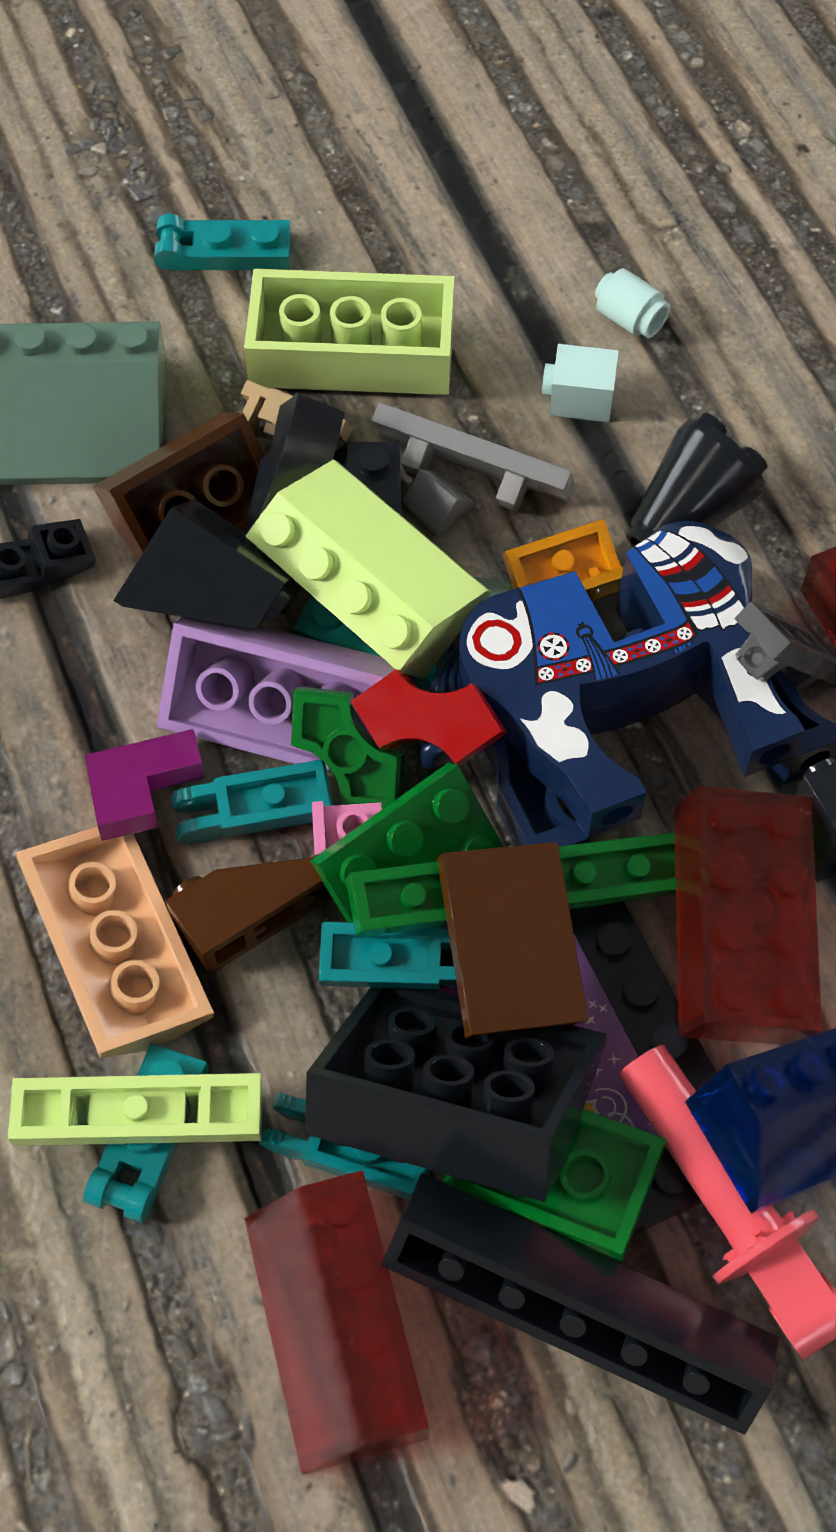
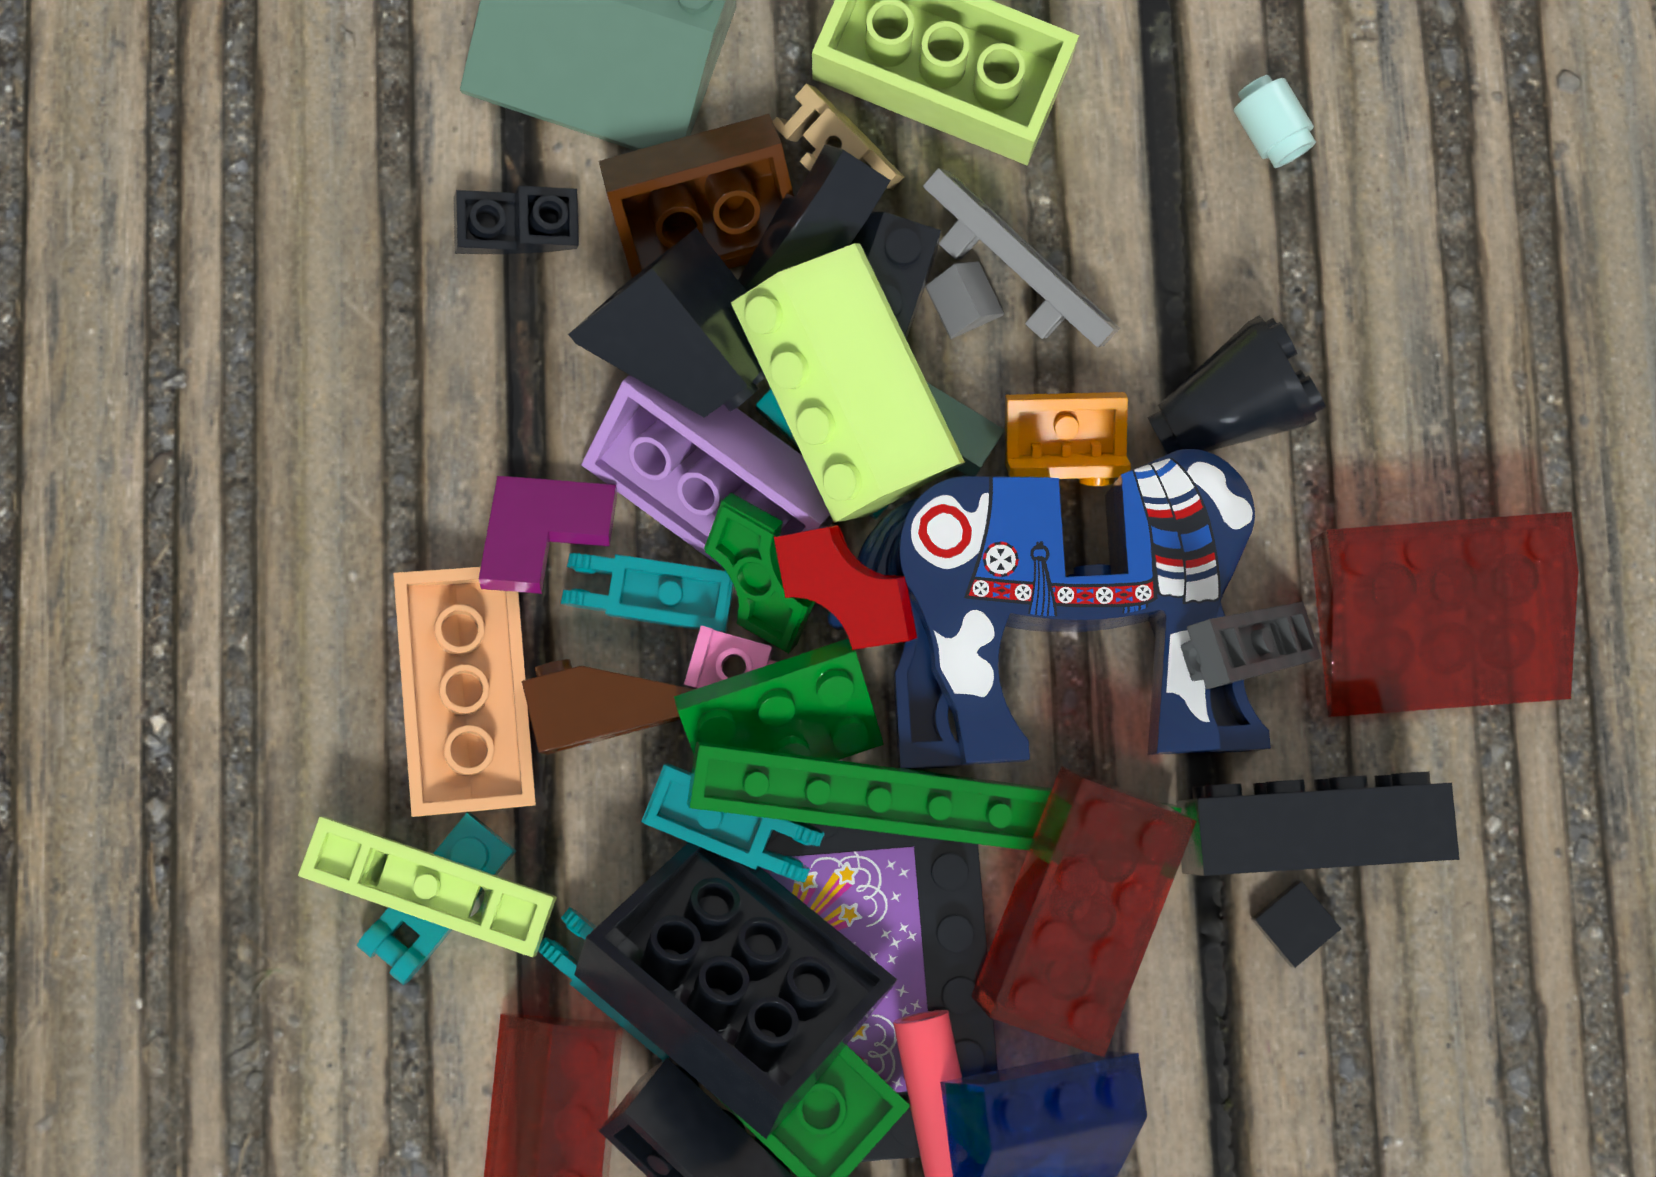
camera: 20 degrees right, 20 degrees up
(511, 939) = (837, 860): reddish brown tile -> none
(581, 382) = (1176, 207): light aqua brick -> none

